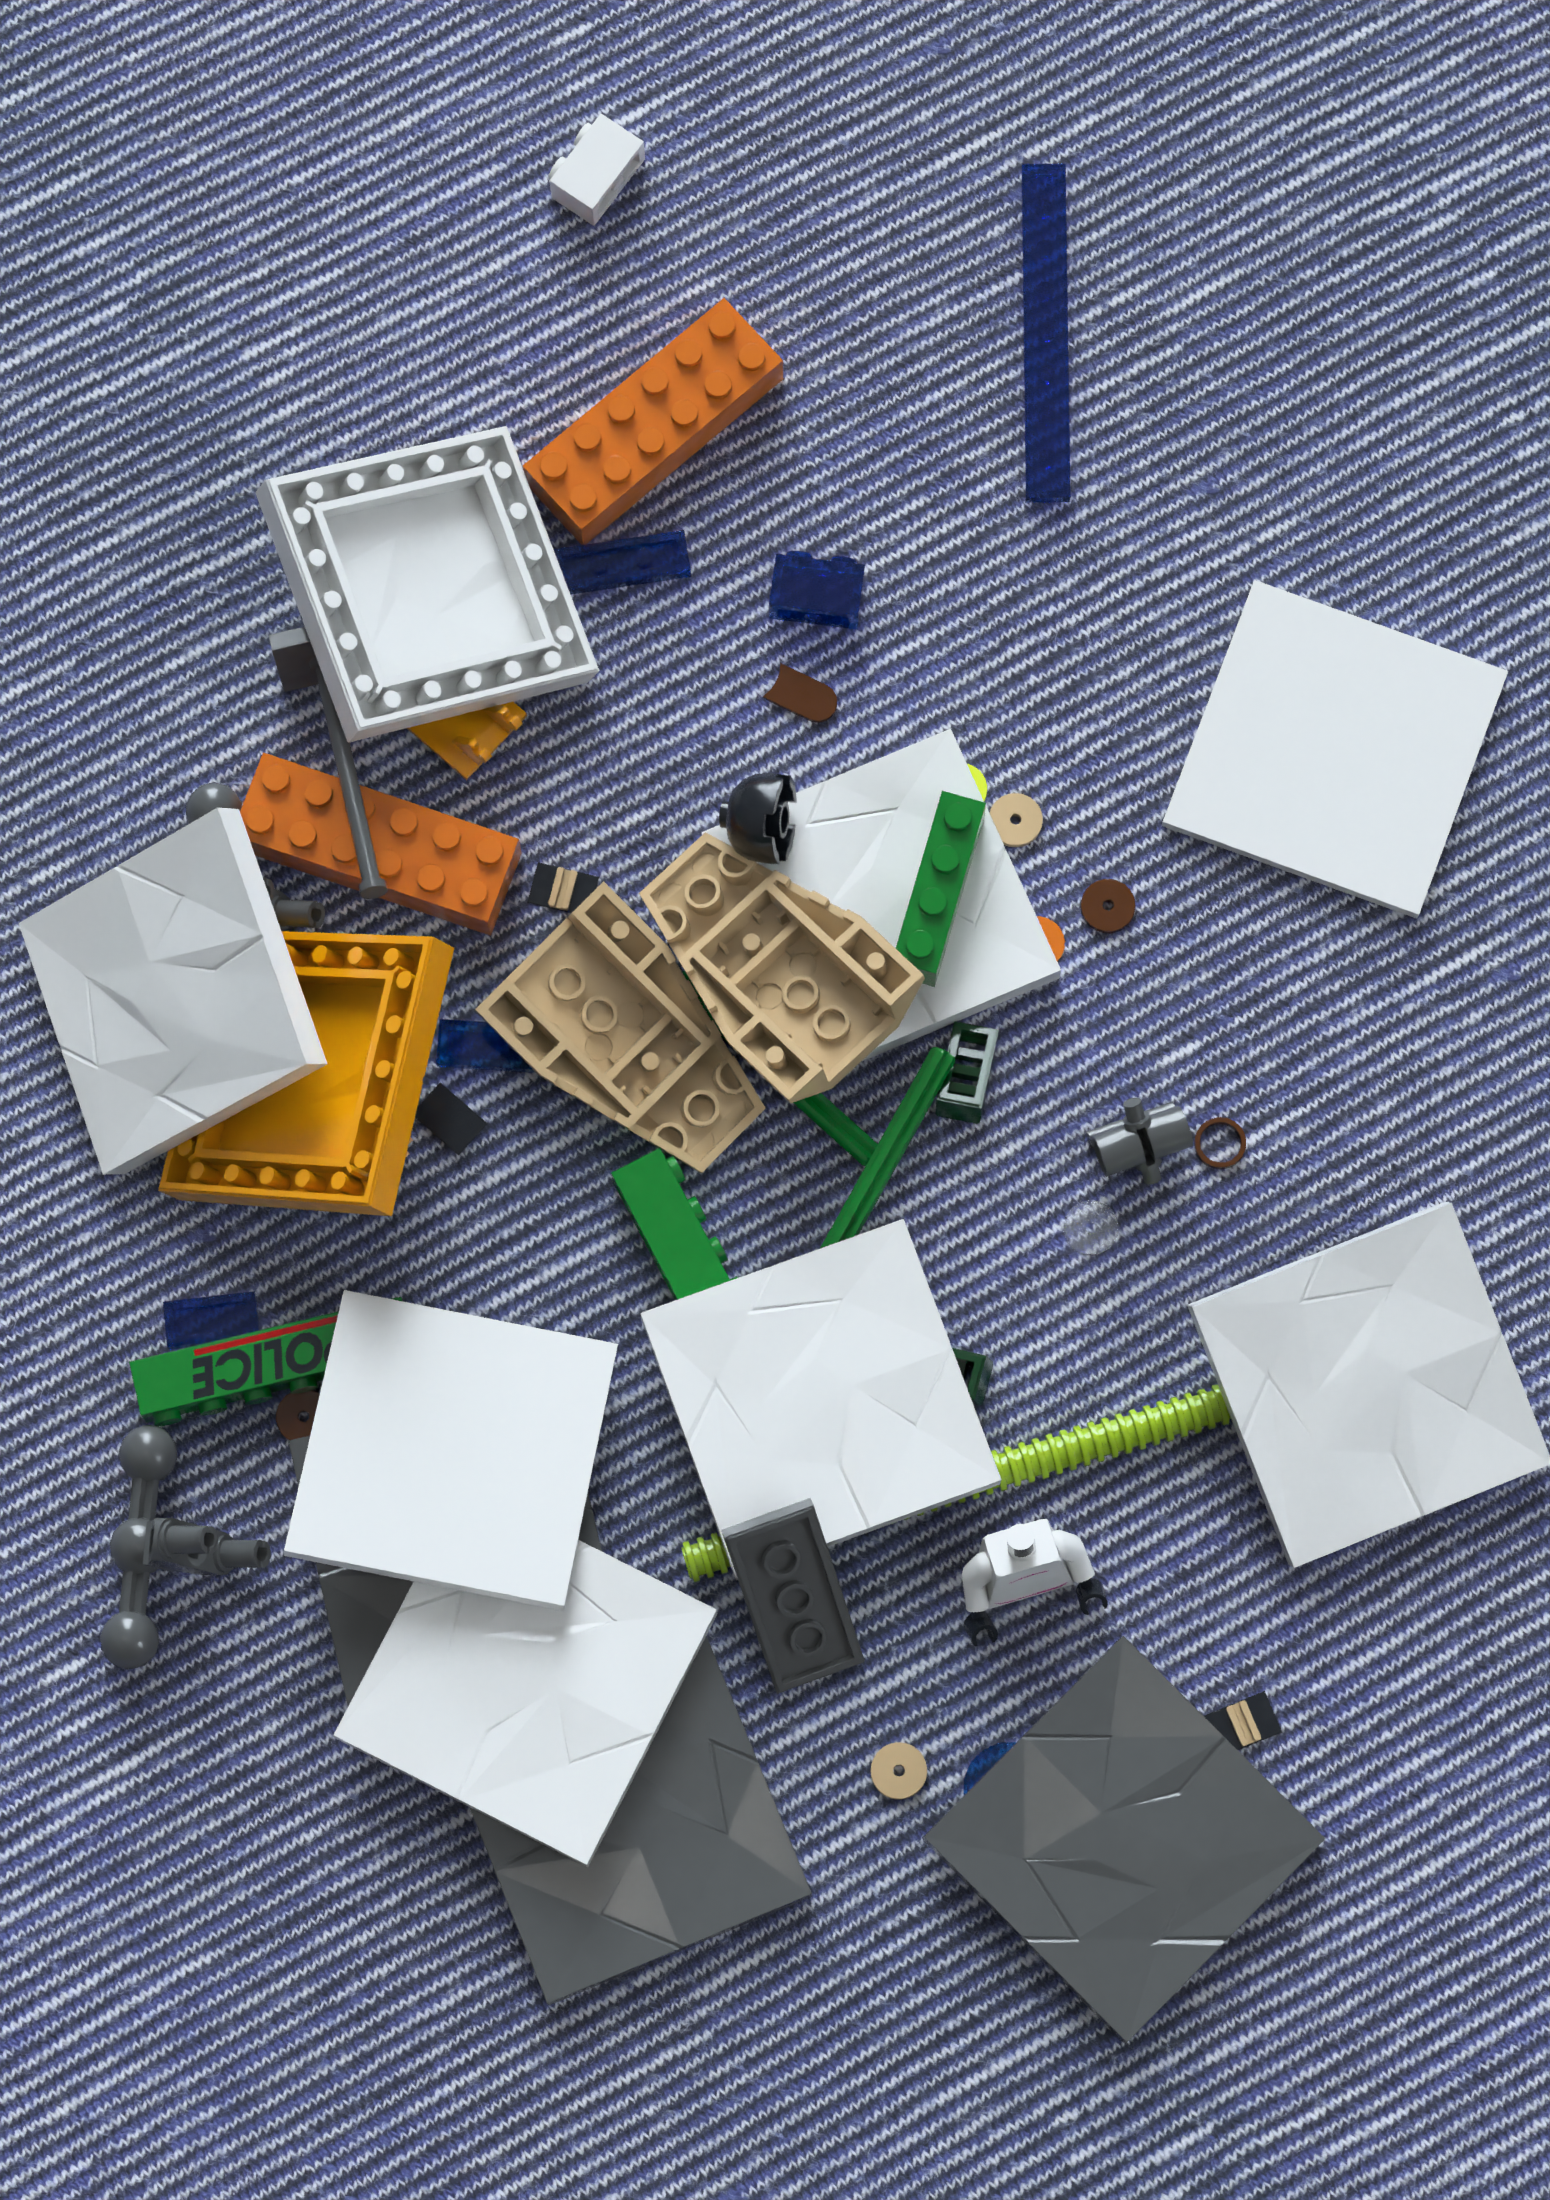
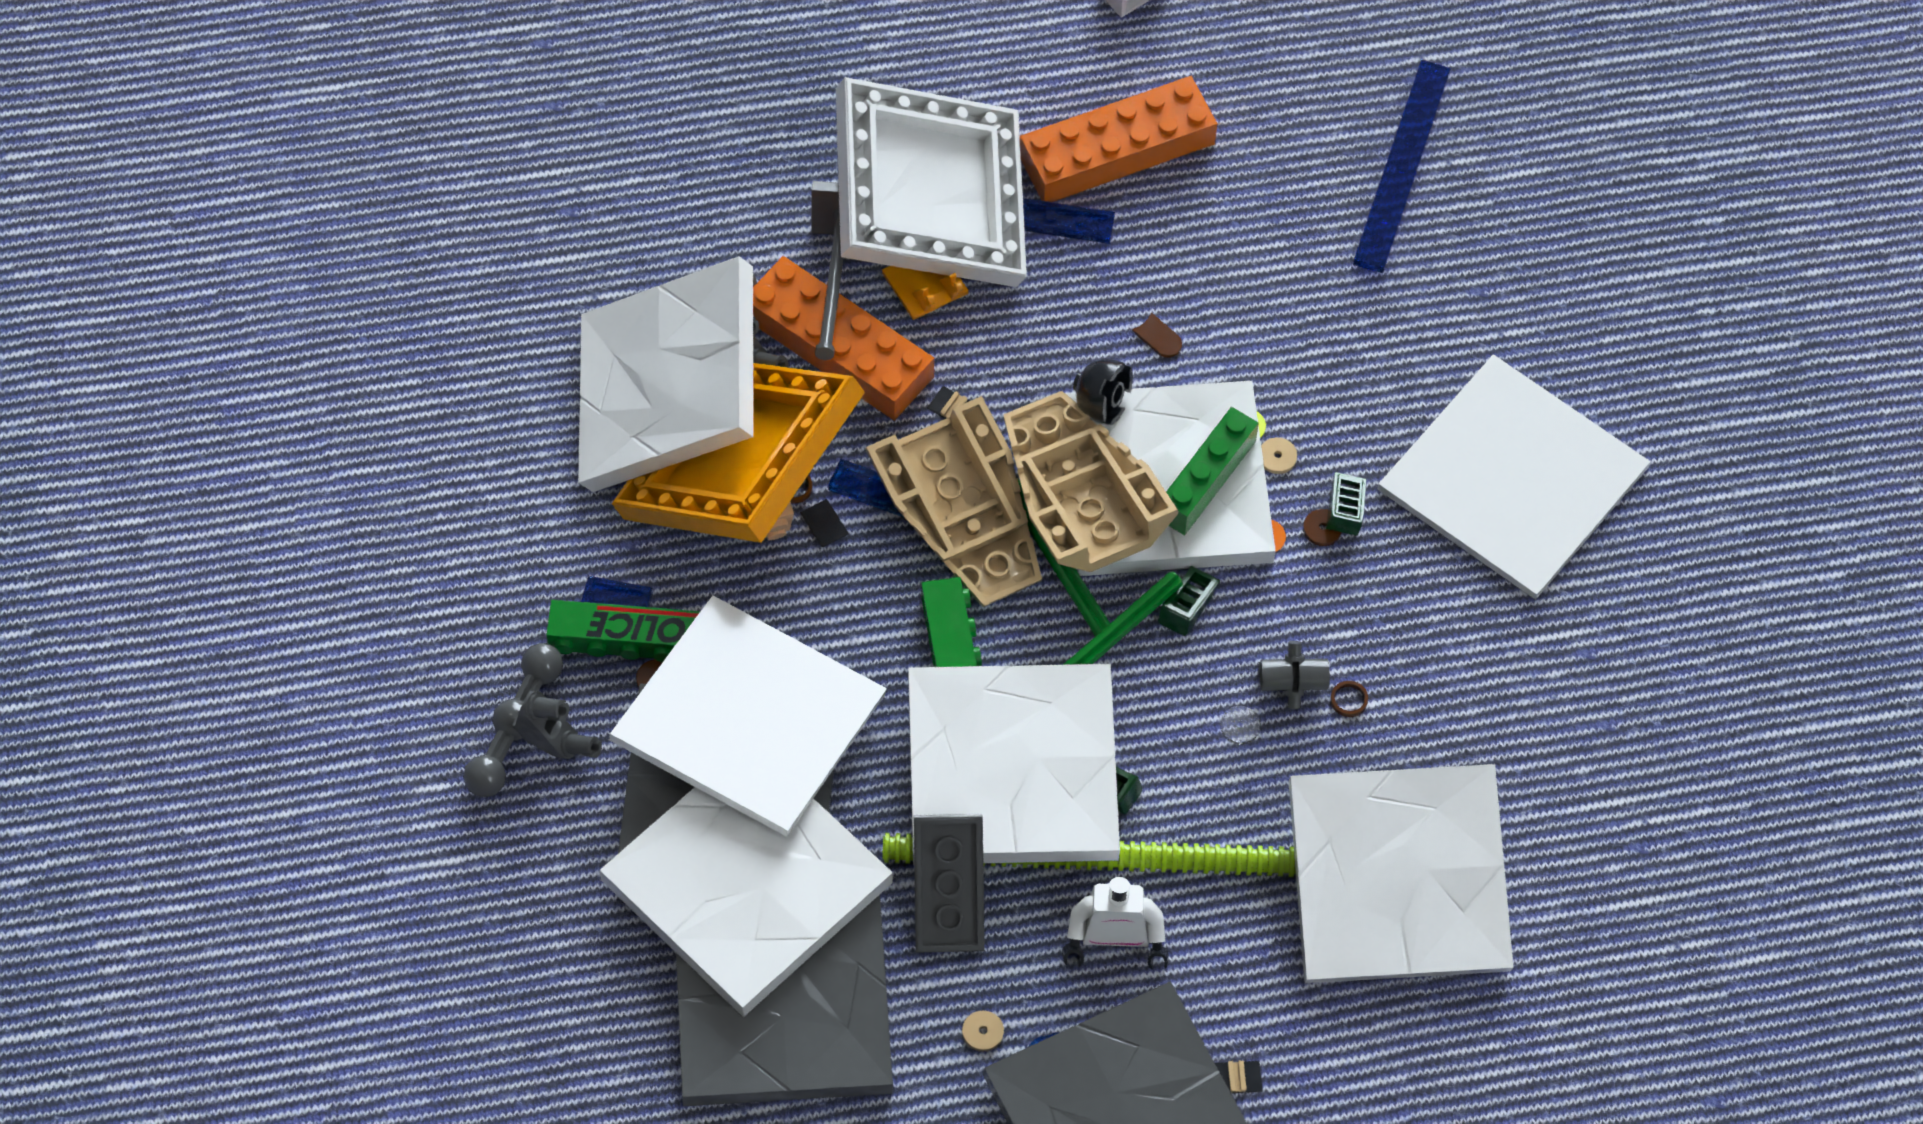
camera: 15 degrees right, 15 degrees down
(817, 590) = (1191, 273): clear blue brick -> none
(1134, 895) = (1340, 521): none -> slope

